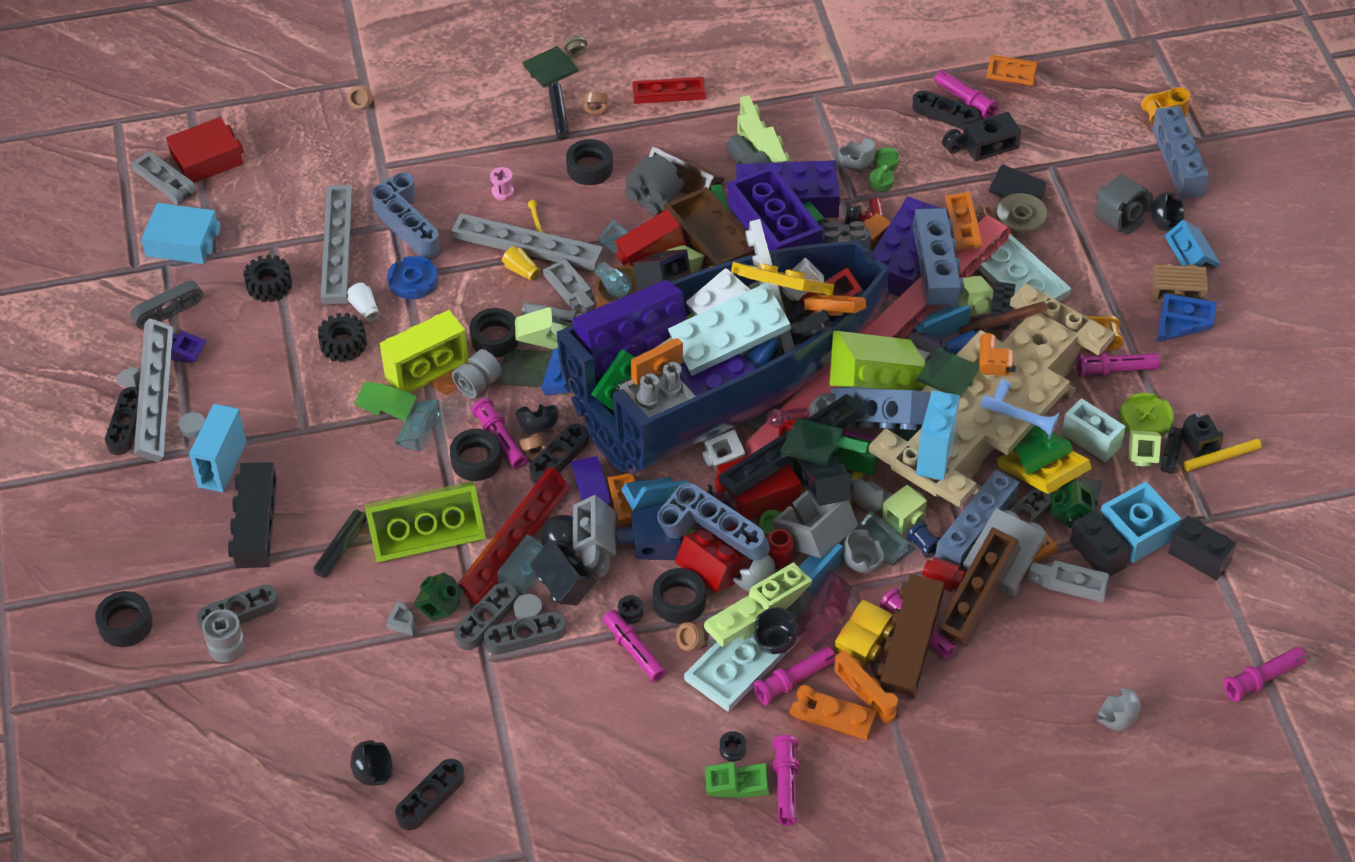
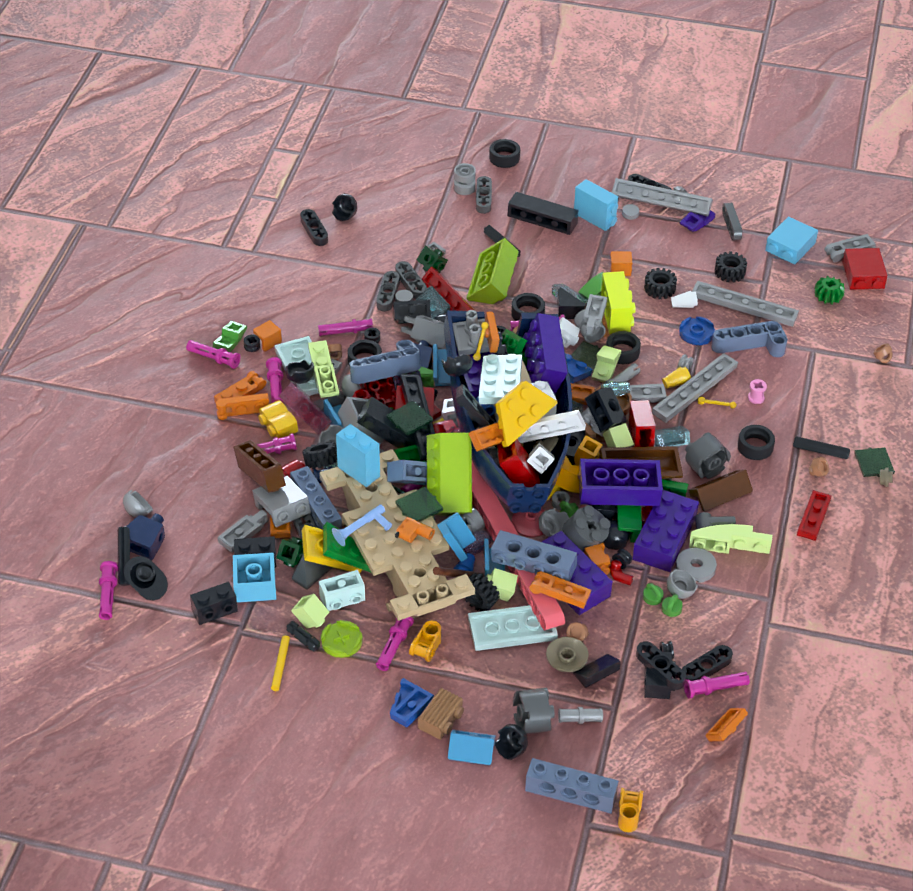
camera: 115 degrees right, 5 degrees down
(267, 171) = (829, 290): none -> green gear
(324, 383) = (621, 262): none -> orange panel
(446, 415) = (568, 304): none -> black slope
(475, 351) = (594, 312): none -> light grey hinge
(489, 263) = (685, 362): none -> light grey bush
(511, 392) = (569, 332): none -> white brick
(664, 358) = (477, 356): none -> yellow hinge
(711, 722) = (269, 334): none -> orange panel
(747, 363) = (457, 366): none -> black hair
(812, 149) = (698, 556): none -> light grey tile
(889, 537) = (320, 455): none -> black tyre
(912, 635) = (253, 427): reddish brown brick -> none
(952, 339) = (457, 534): none -> dark azure panel
(992, 114) = (663, 674): none -> black beam
(1086, 178) = (580, 715): none -> light grey pin
(1158, 678) = (146, 535): none -> dark blue torso
(1201, 435) = (301, 654): black brick -> none
(1211, 672) = (123, 553): none -> black axle
(1218, 636) = (146, 578): none -> black piece

